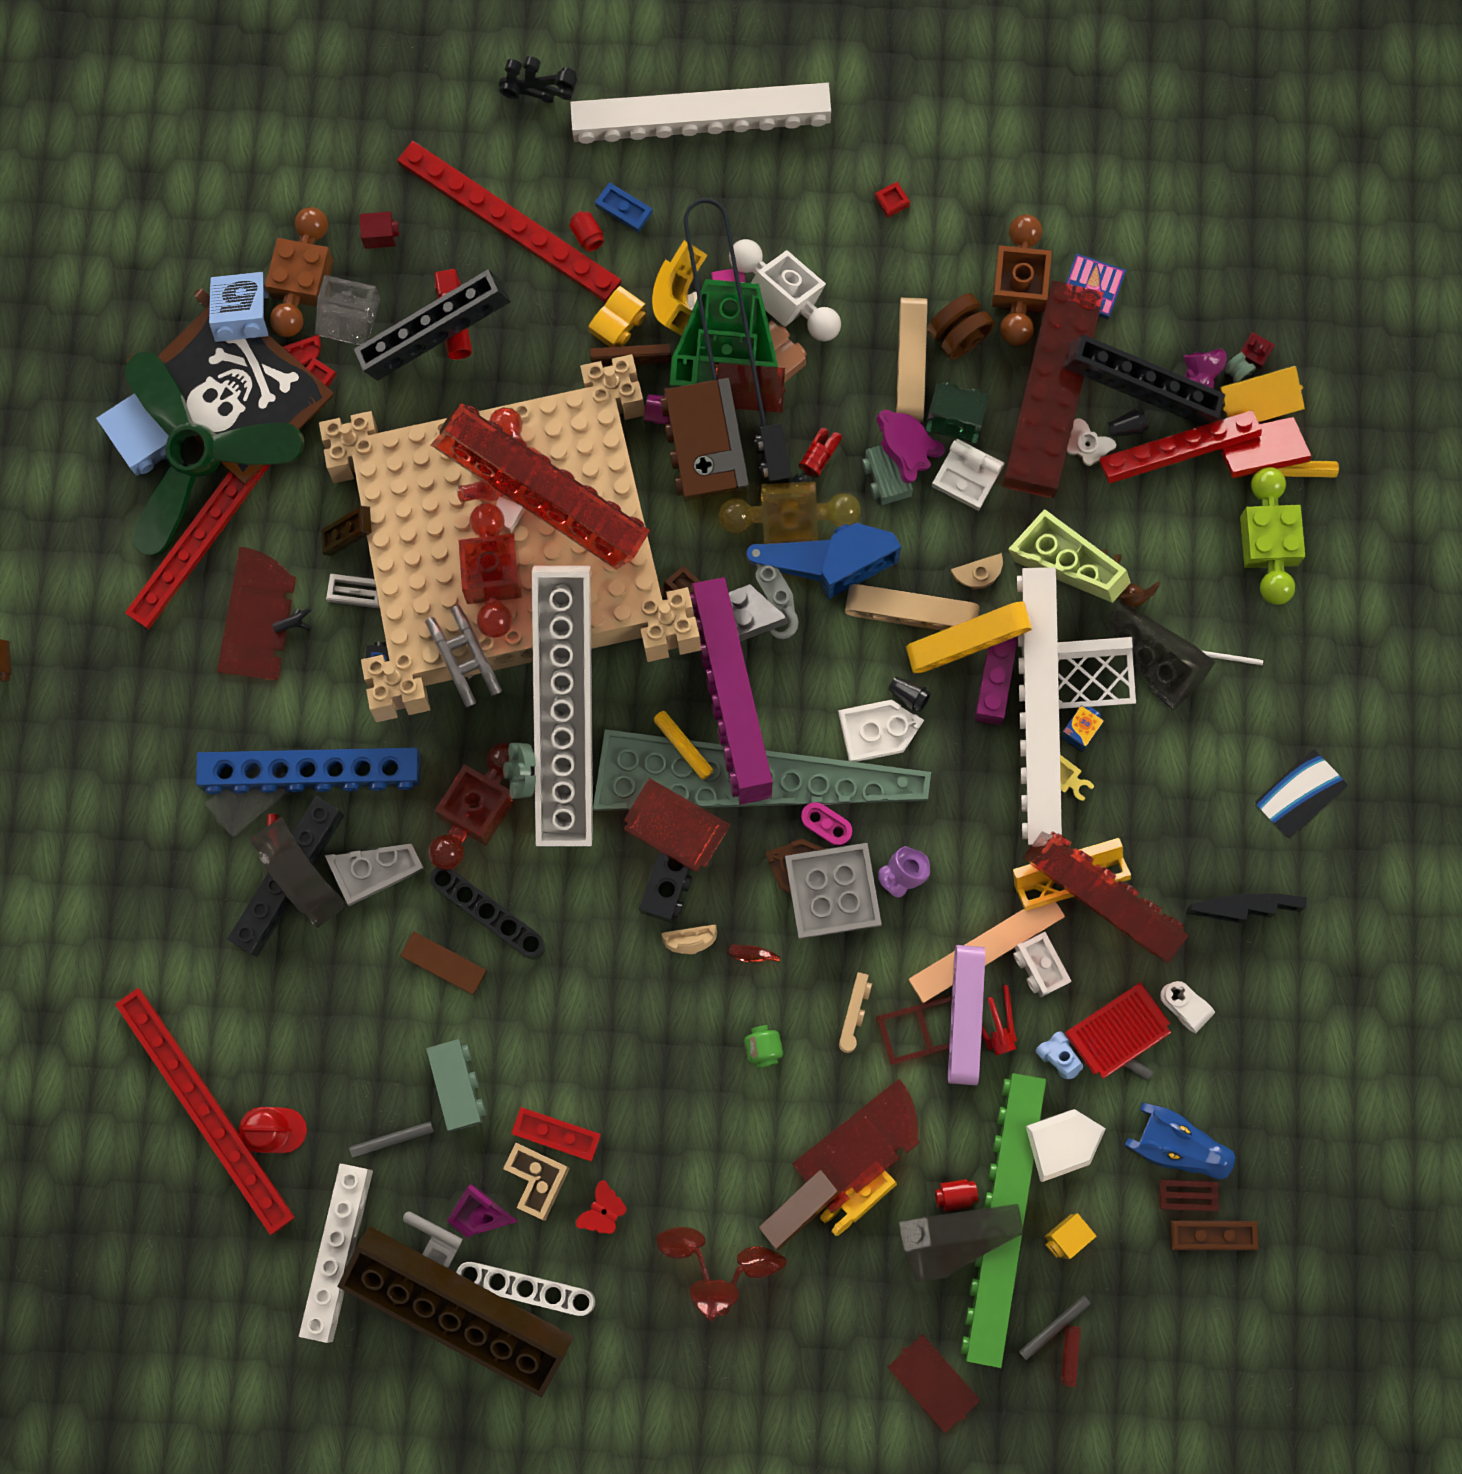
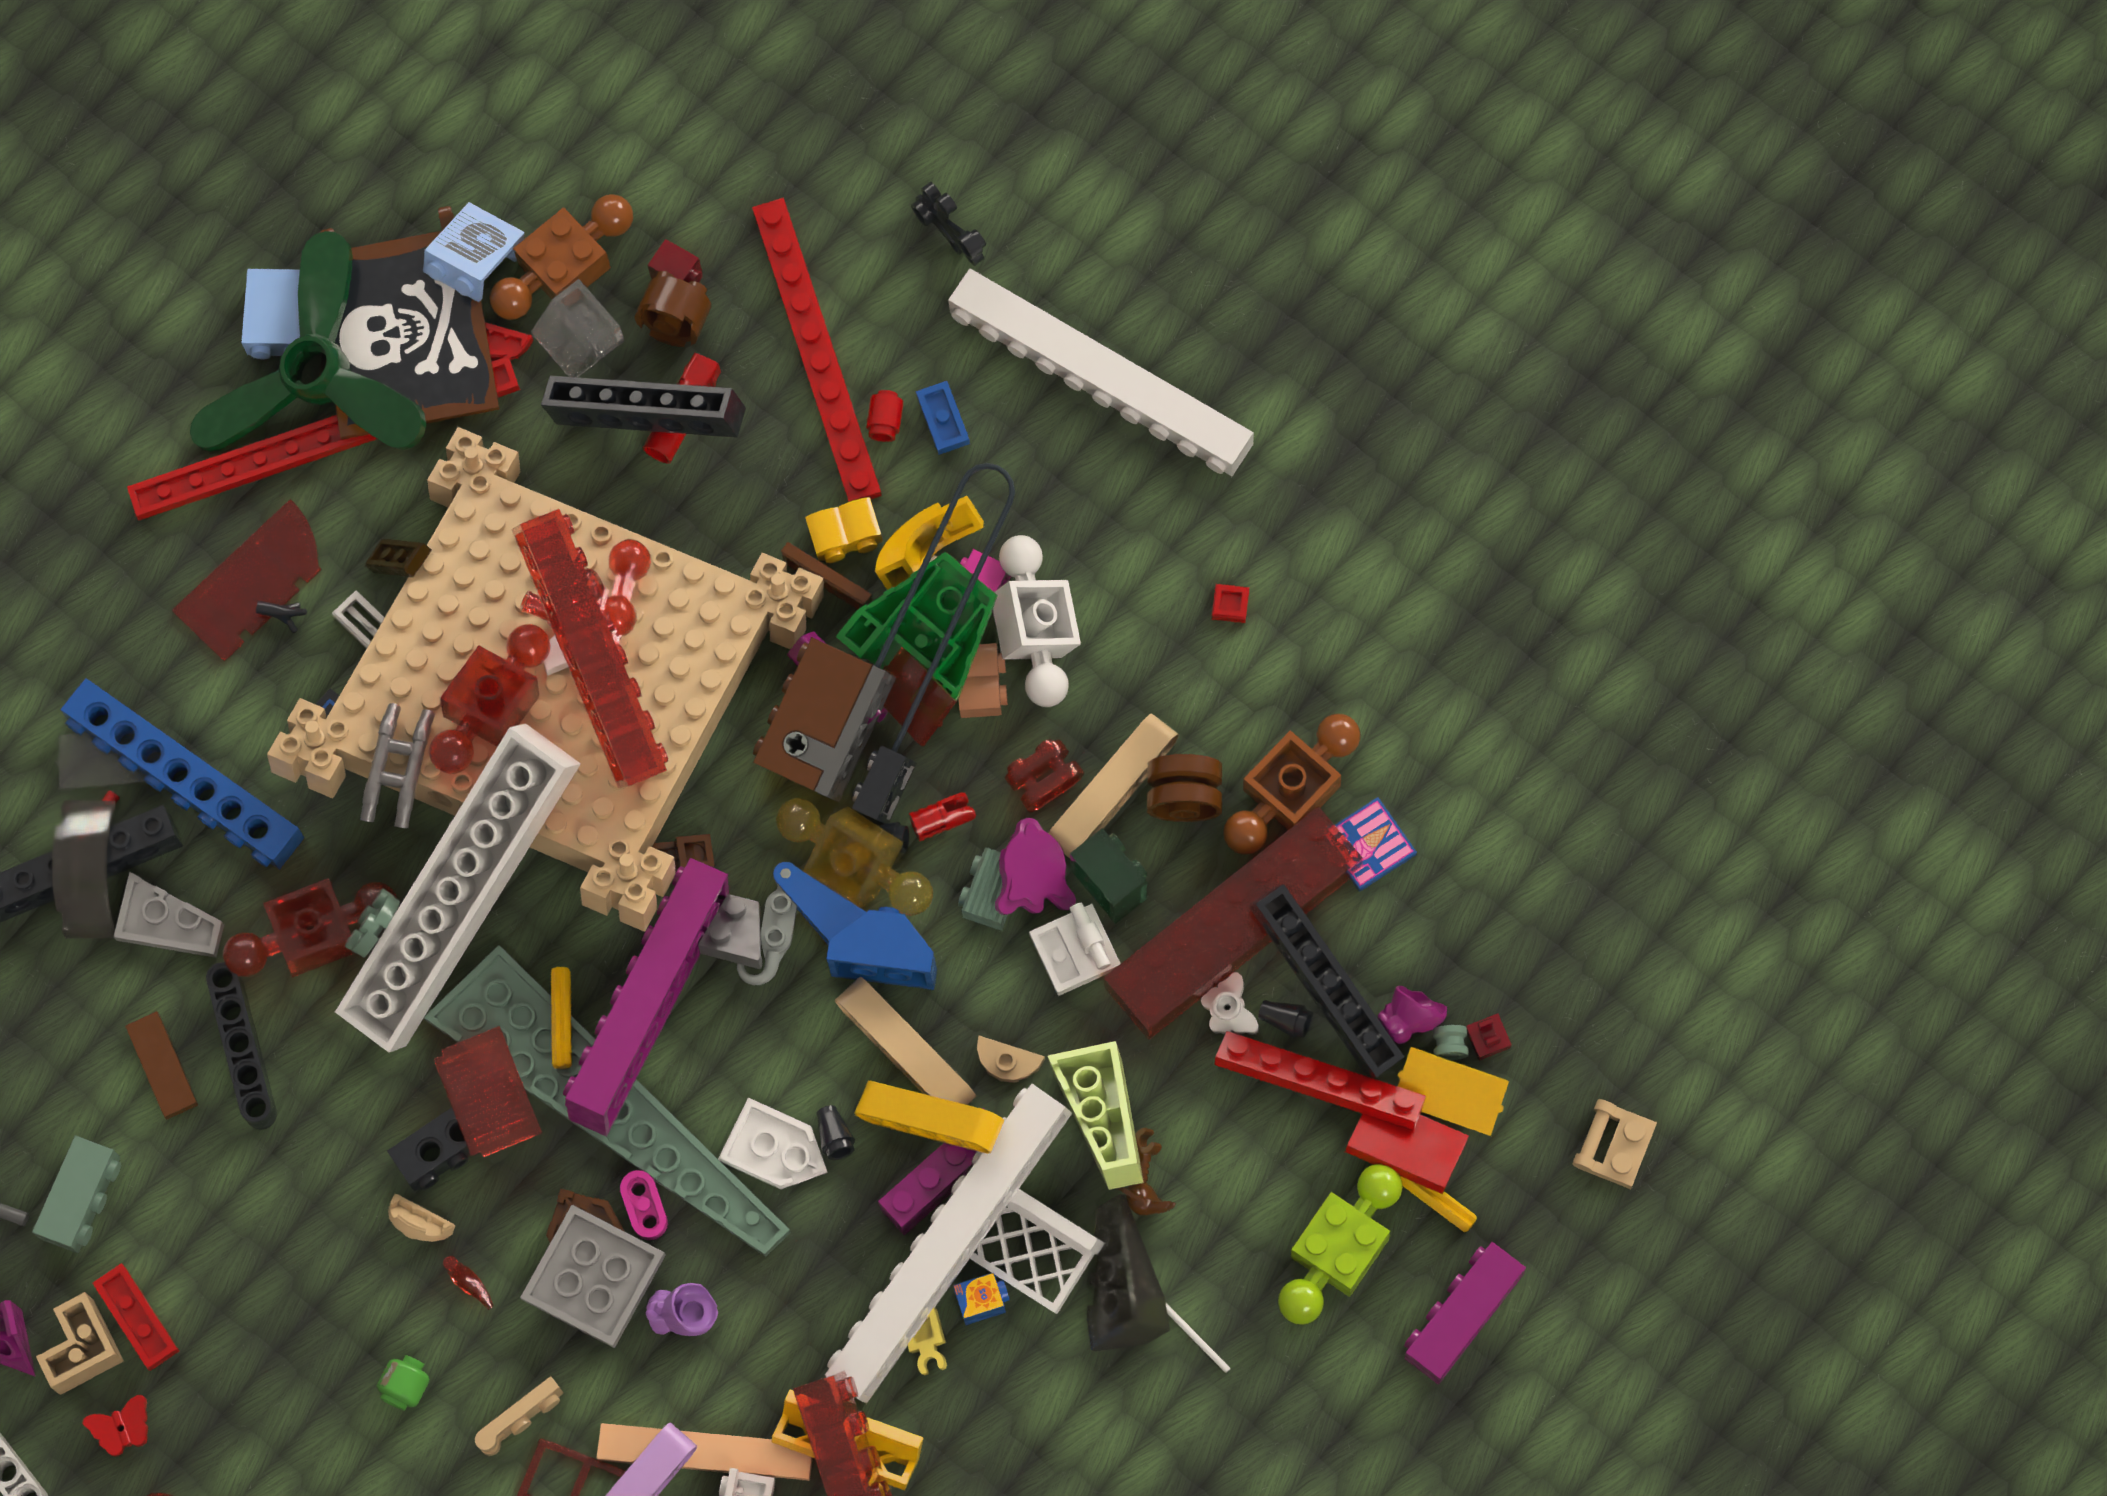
camera: 40 degrees right, 5 degrees down
(400, 254) = (673, 309): none -> reddish brown brick
(850, 389) = (1046, 757): none -> clear red brick
(1376, 523) = (1464, 1312): none -> magenta brick
(1389, 359) = (1626, 1147): none -> tan plate

